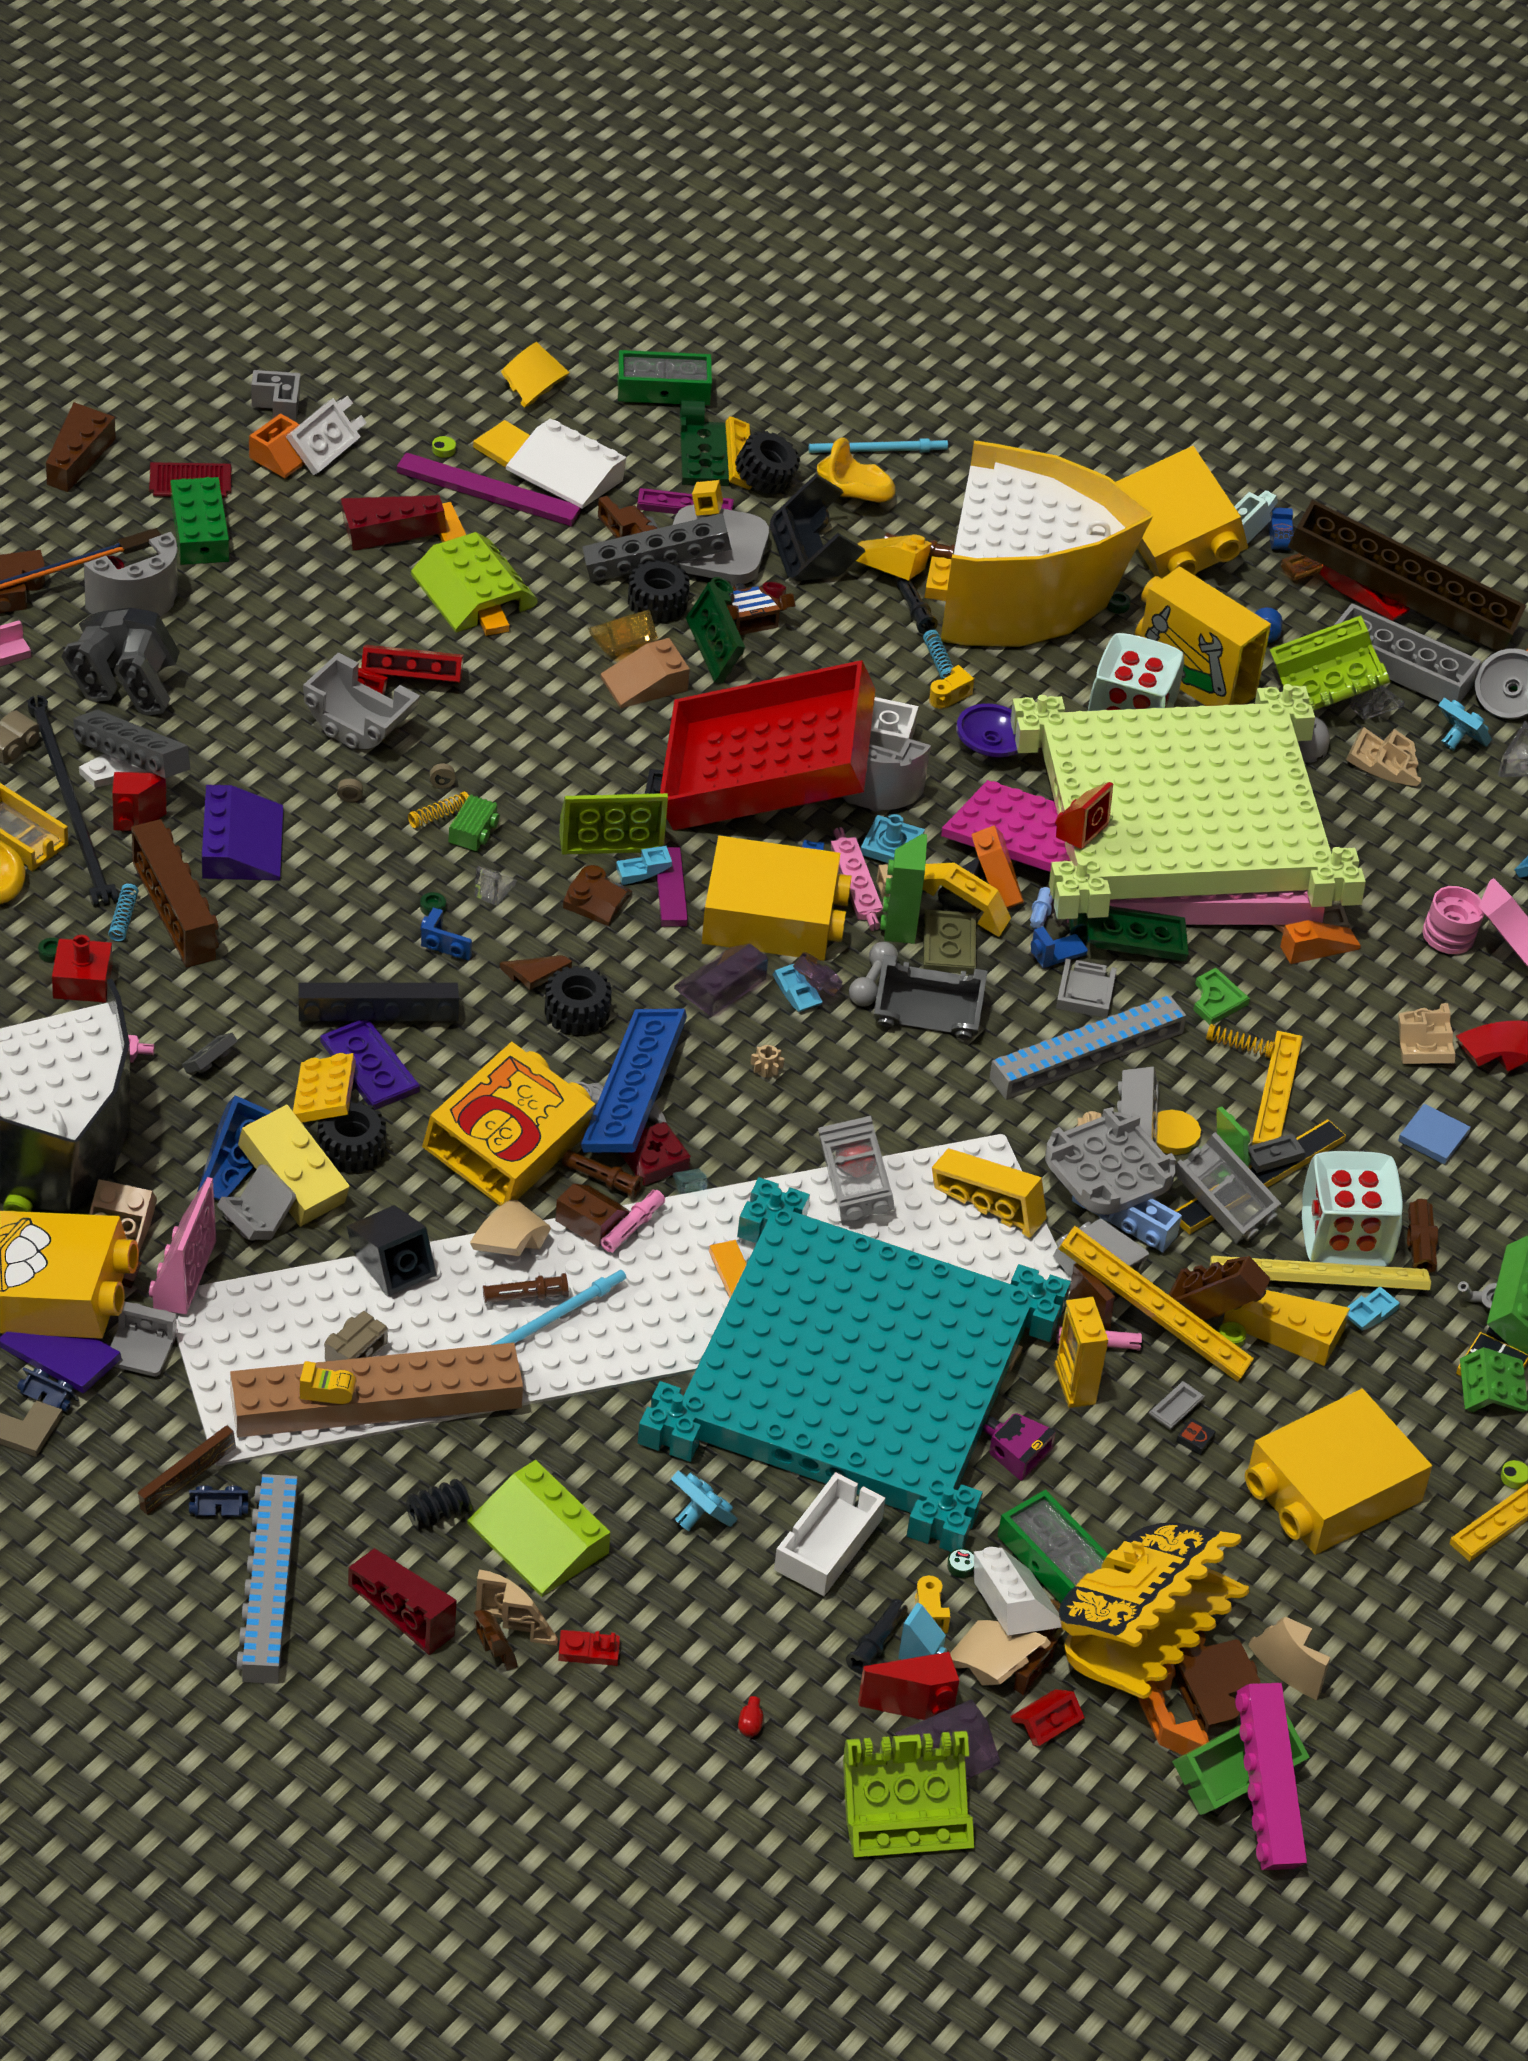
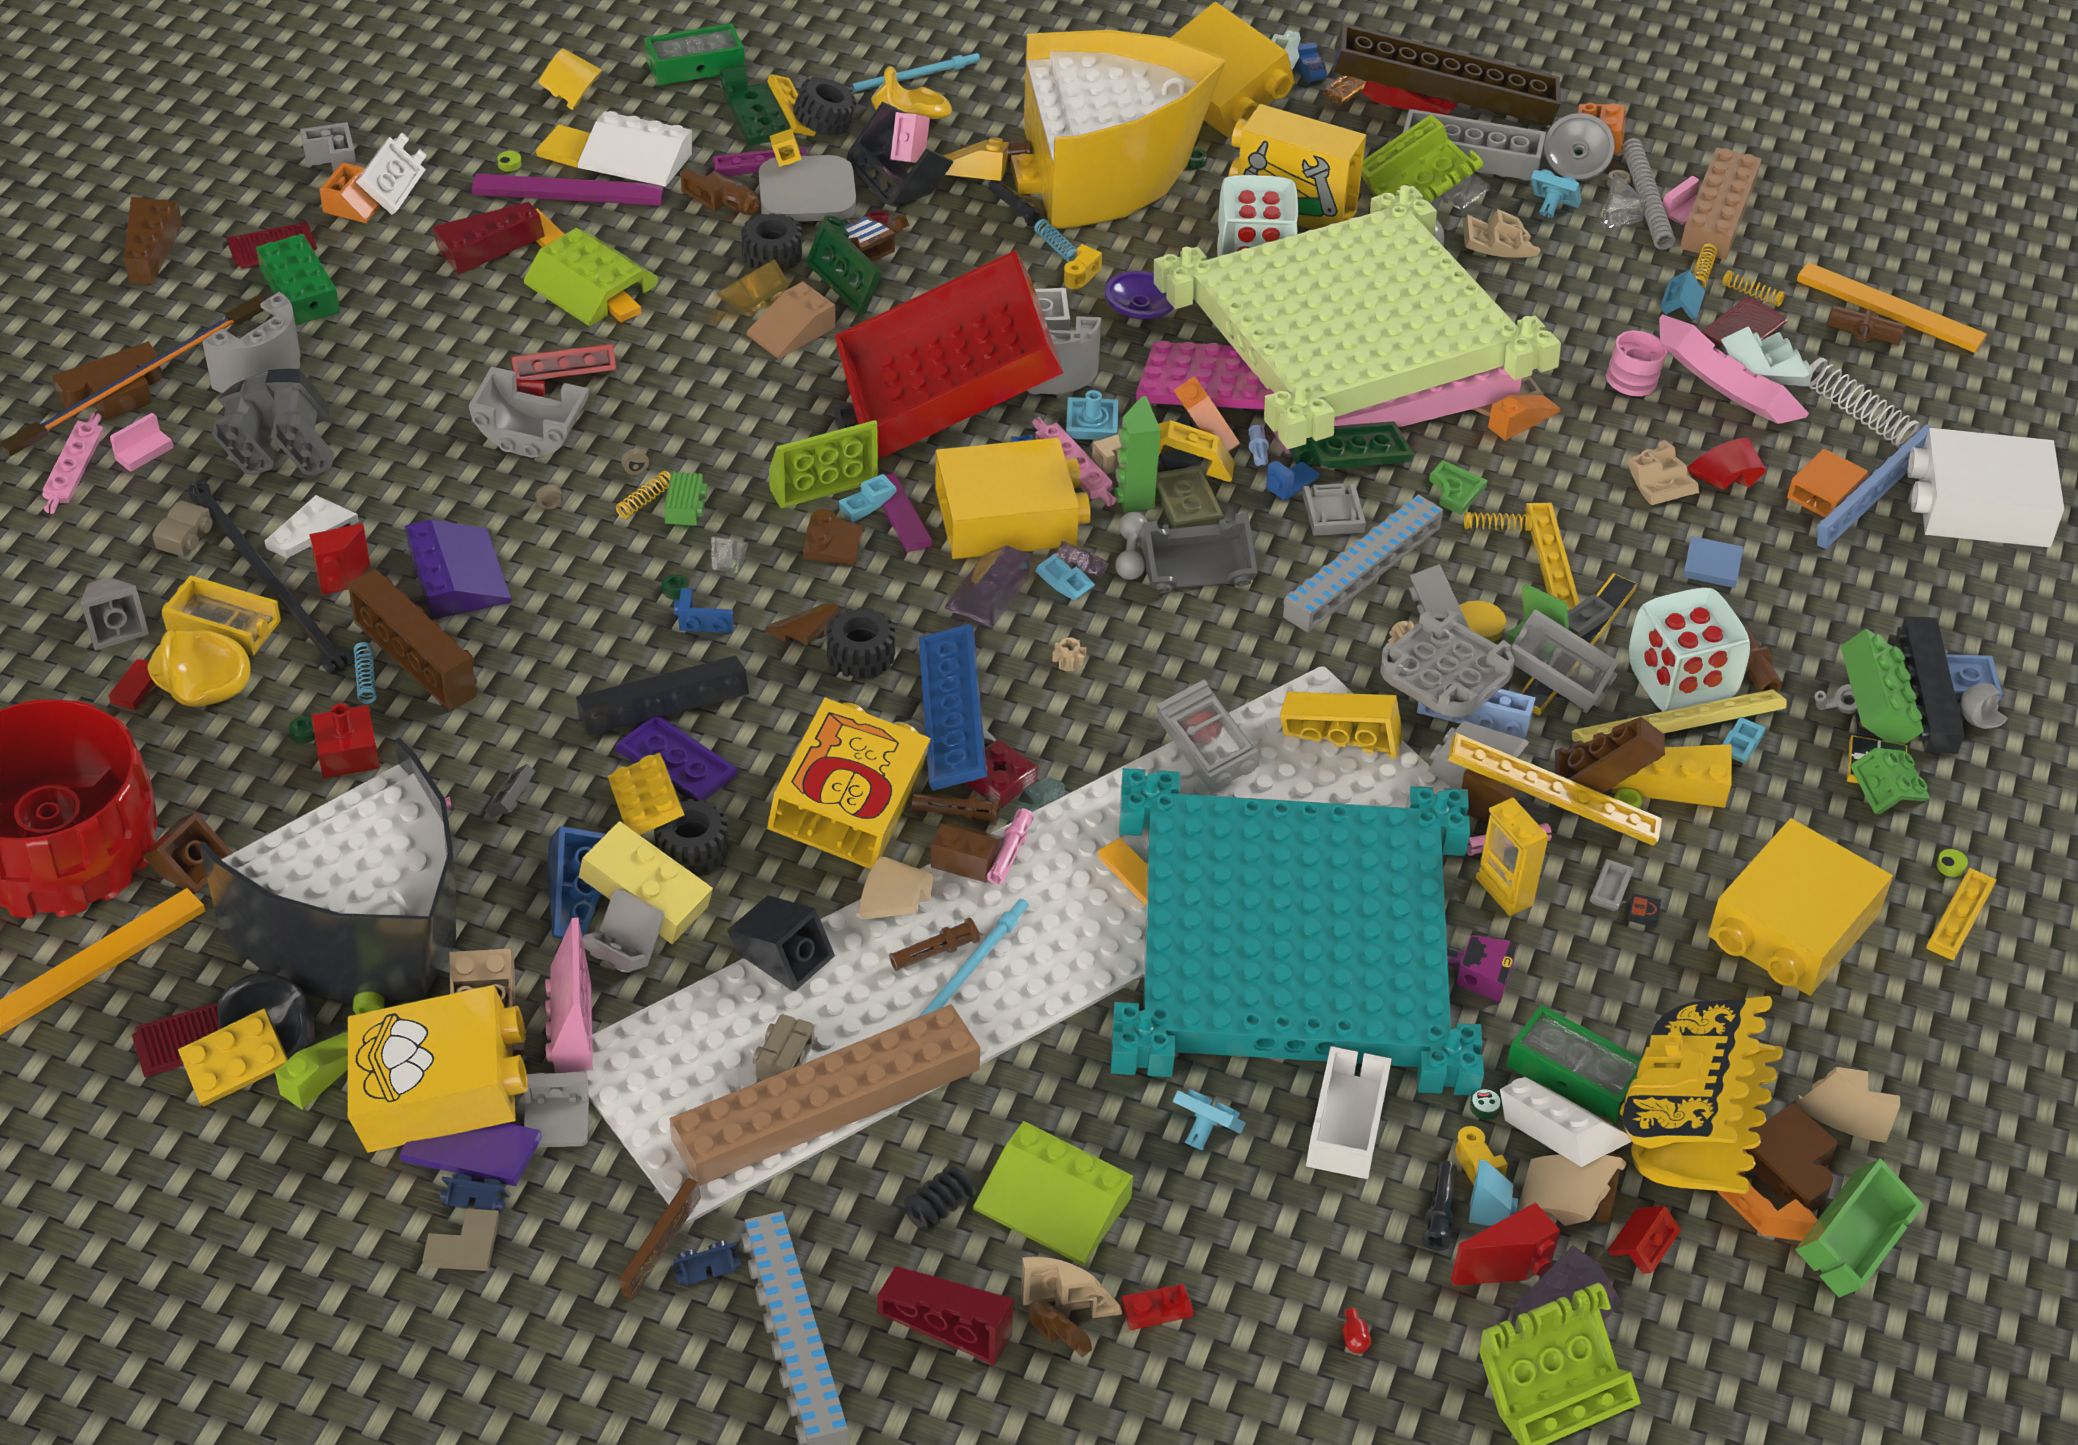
camera: 15 degrees left, 0 degrees up
(131, 743) = (315, 503): dark grey brick -> none
(326, 1384) = (781, 1104): yellow leg -> none
(668, 544) = (766, 196): dark grey brick -> none
(836, 514) = (909, 137): none -> bright pink panel
(1085, 816) = (1282, 344): red slope -> none
(1271, 1776) = (1905, 1237): dark pink brick -> none

